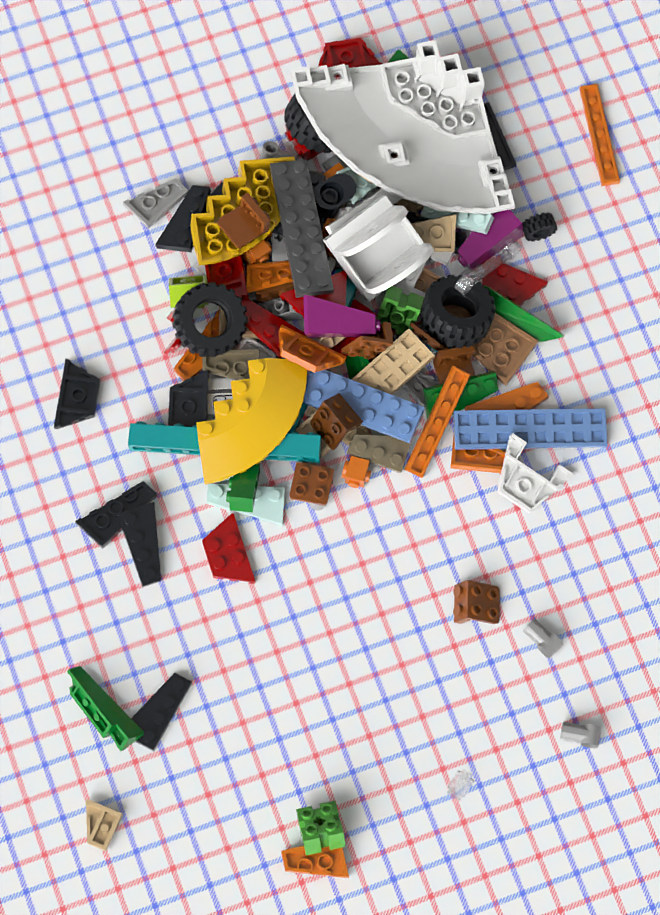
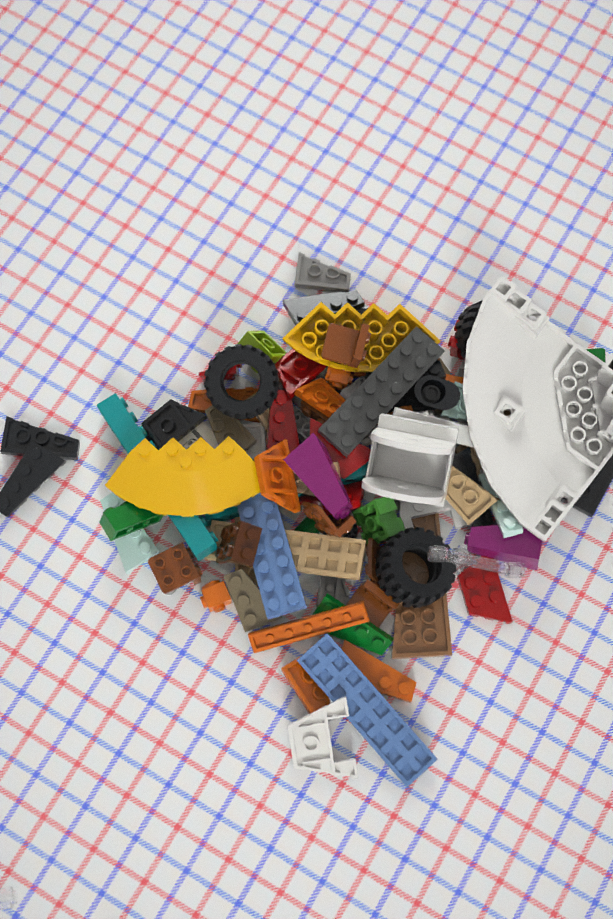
camera: 50 degrees right, 0 degrees up
(77, 396) = (112, 340): black wing -> none
(227, 552) = (69, 550): red wing -> none
(271, 150) = (433, 323): light grey piece -> none
(348, 52) = (567, 317): red wing -> none
(476, 602) = (176, 785): dark orange bracket -> none
(523, 319) = (461, 624): green wedge -> none
(539, 226) = (552, 576): black tyre -> none
(546, 642) = (187, 872): light grey piece -> none

